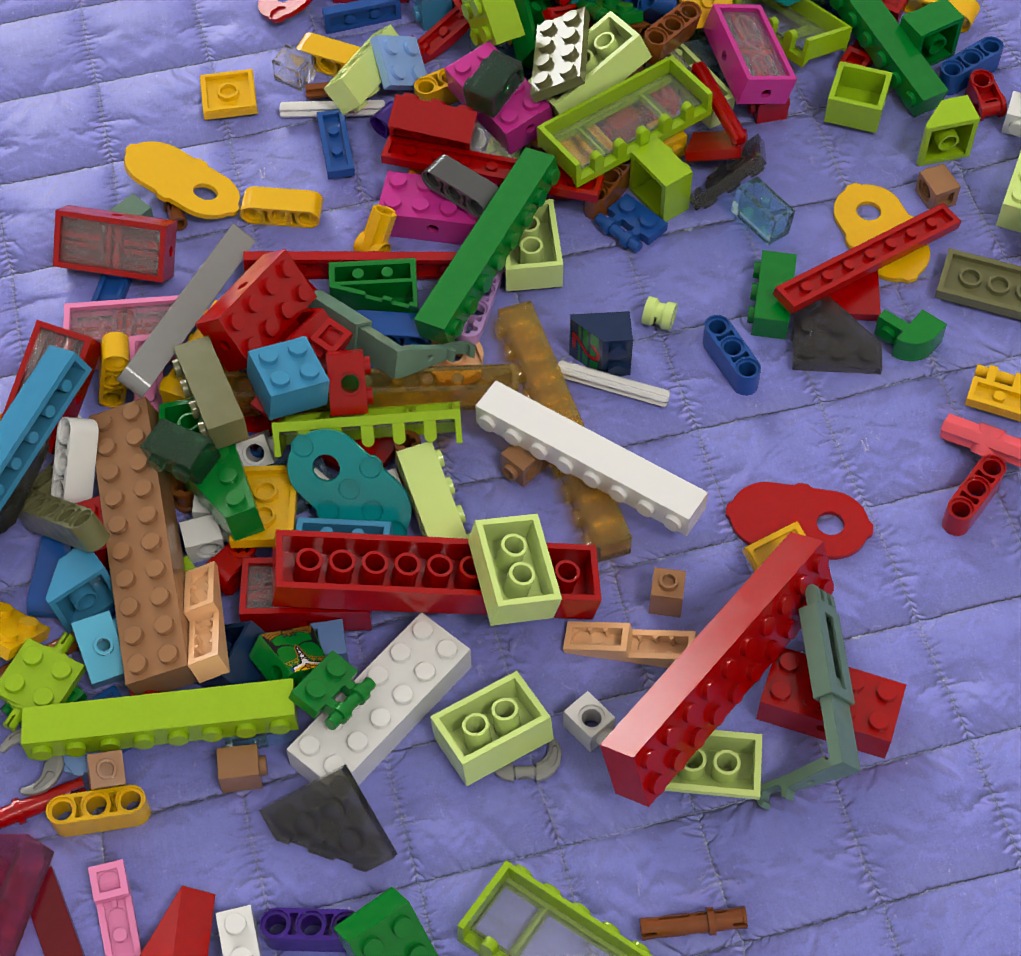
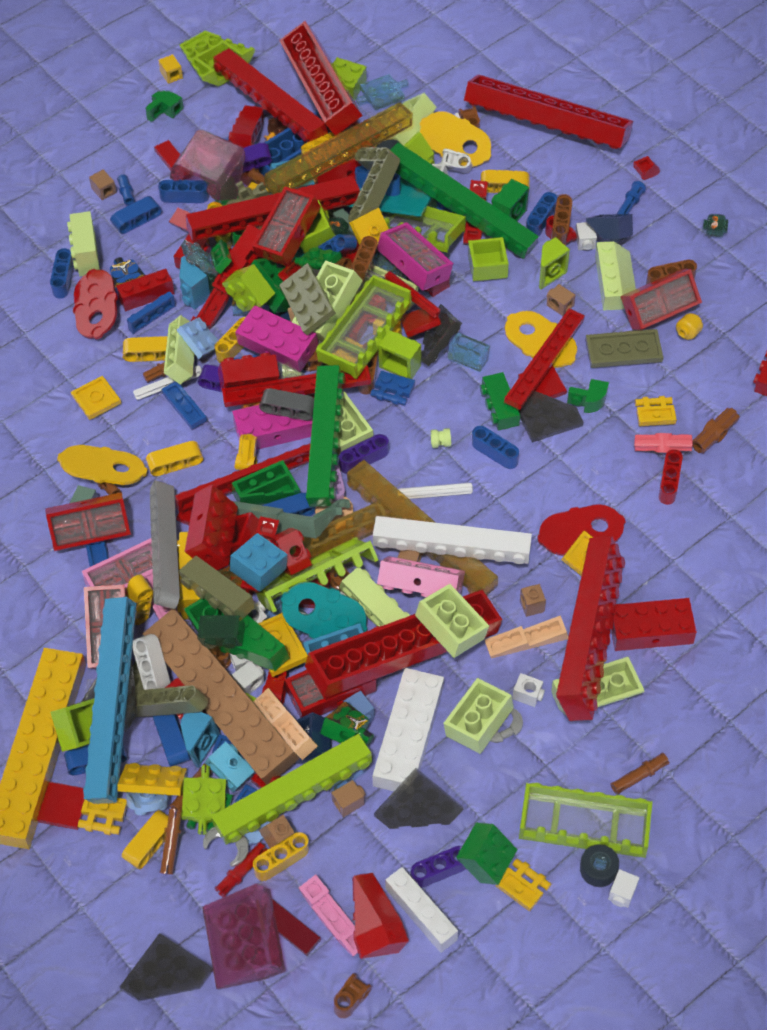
camera: 25 degrees left, 0 degrees up
(293, 67) = (129, 365): clear brick -> none
(325, 683) = (378, 728): green plate -> none
(493, 83) = (276, 332): clear green brick -> none
(513, 490) = (417, 576): none -> bright pink brick
(547, 293) = (370, 450): none -> dark purple beam
(602, 341) = (420, 468): dark blue slope -> none
(833, 690) = (655, 617): sand green hinge -> none
(993, 75) = (562, 218): none -> dark orange beam

